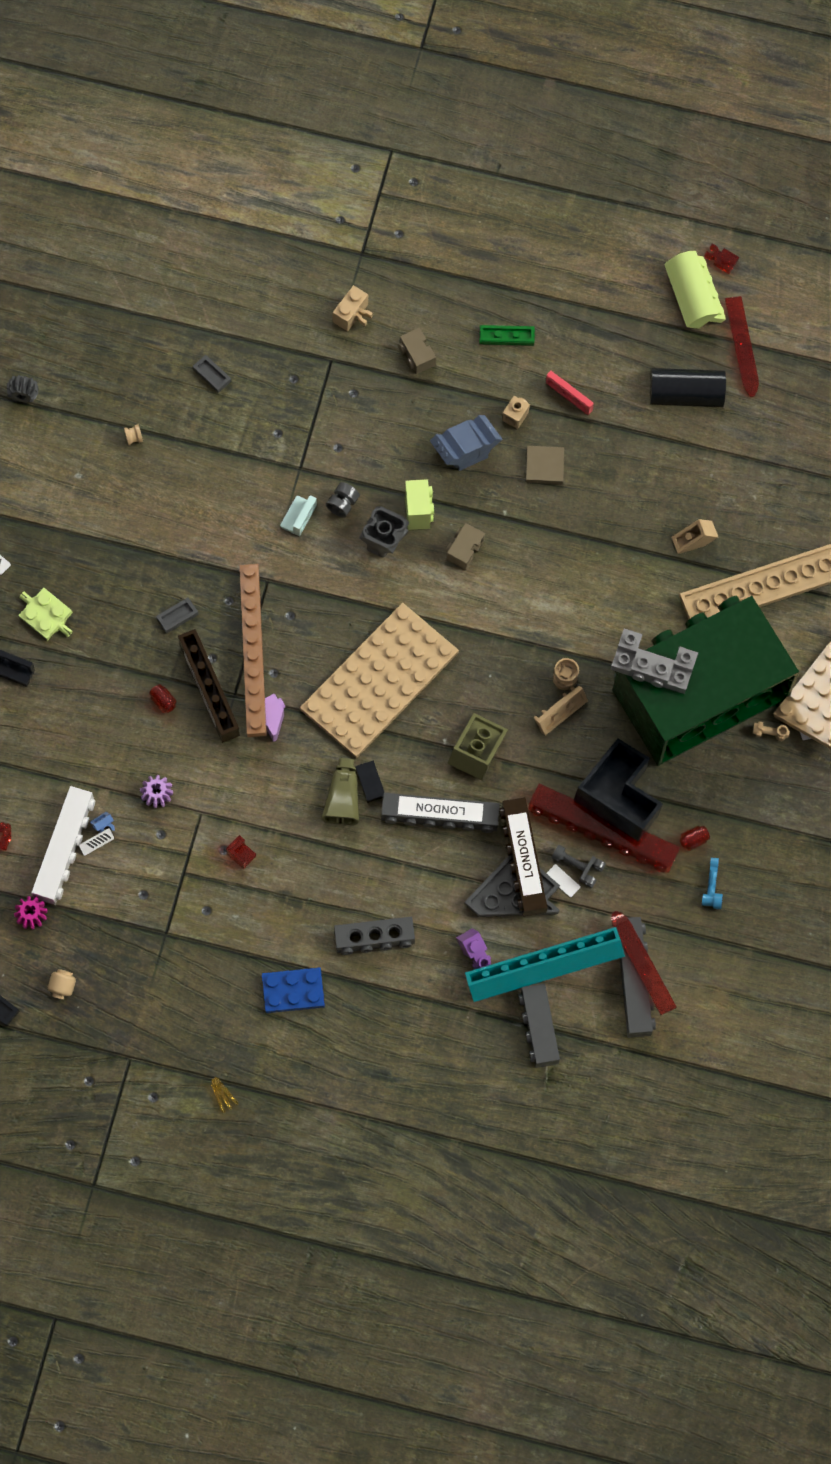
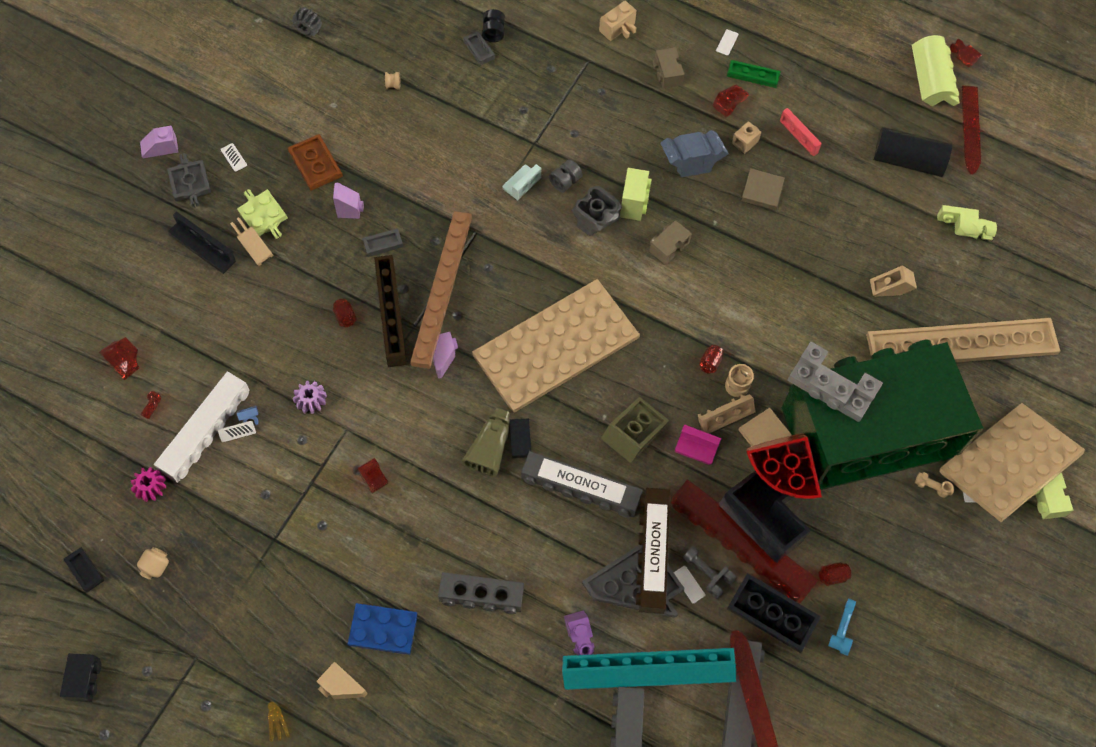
camera: 15 degrees right, 5 degrees down
(32, 1100) = (80, 677): none -> black brick
(48, 648) = (252, 243): none -> tan arm
(80, 544) = (315, 162): none -> dark orange tile
(131, 583) = (347, 202): none -> lavender slope
(221, 346) = (493, 25): none -> black wheel
(270, 1048) = (339, 684): none -> tan slope
(471, 303) = (727, 42): none -> white sticker
(489, 372) = (728, 99): none -> clear red plate
(534, 658) = (711, 359): none -> clear red brick
(540, 747) = (697, 445): none -> dark pink panel
(602, 719) = (763, 428): none -> tan tile
(627, 749) = (787, 466): none -> red brick
(645, 887) = (773, 613): none -> black brick
(756, 453) = (967, 222): none -> yellowish green plate

